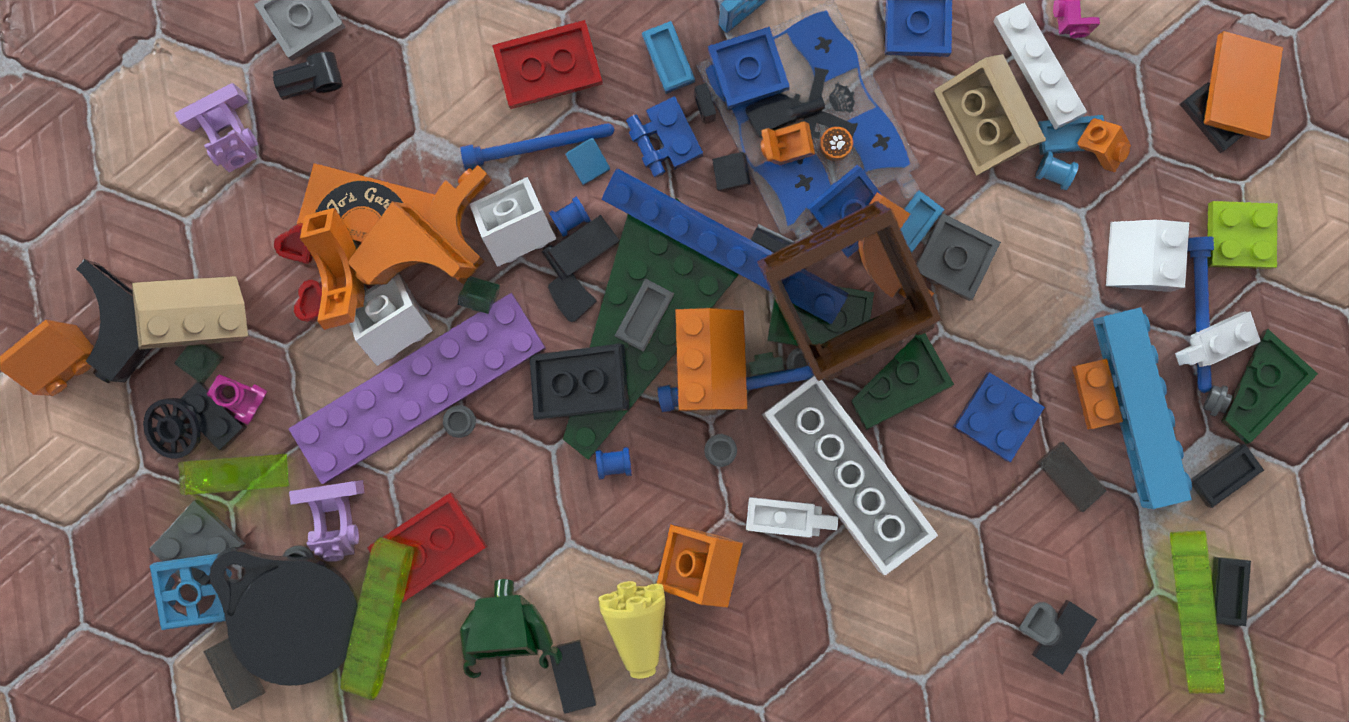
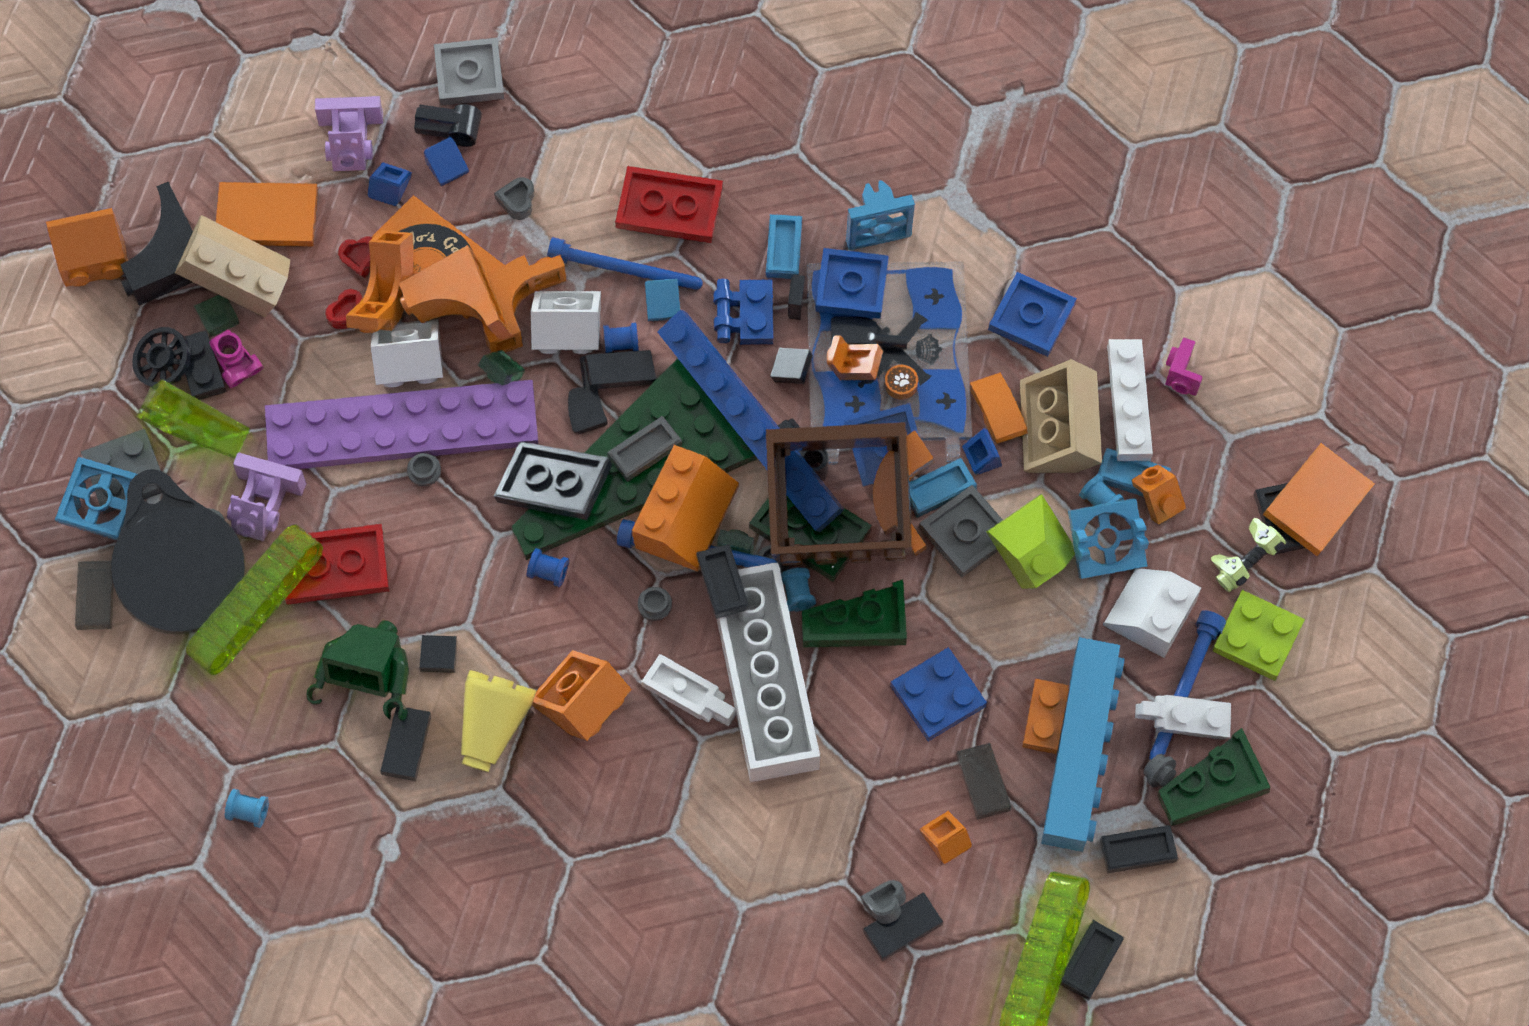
camera: 25 degrees right, 20 degrees down
(191, 241) = (269, 212): none -> orange tile
(285, 160) = (388, 184): none -> blue slope
(325, 115) = (445, 161): none -> blue slope
(407, 120) = (517, 198): none -> dark grey tile
(558, 583) = (438, 654): none -> black tile
(779, 416) = (722, 581): none -> black tile
(841, 386) = (798, 589): none -> dark azure bush
(930, 126) = (998, 408): none -> orange slope
(934, 176) = (982, 453): none -> blue slope
(1023, 246) = (1032, 543): none -> lime slope
(1062, 223) = (1134, 559): none -> dark azure piece
(1062, 540) = (946, 837): none -> orange slope
(1200, 187) = (1235, 570): none -> yellowish green piece

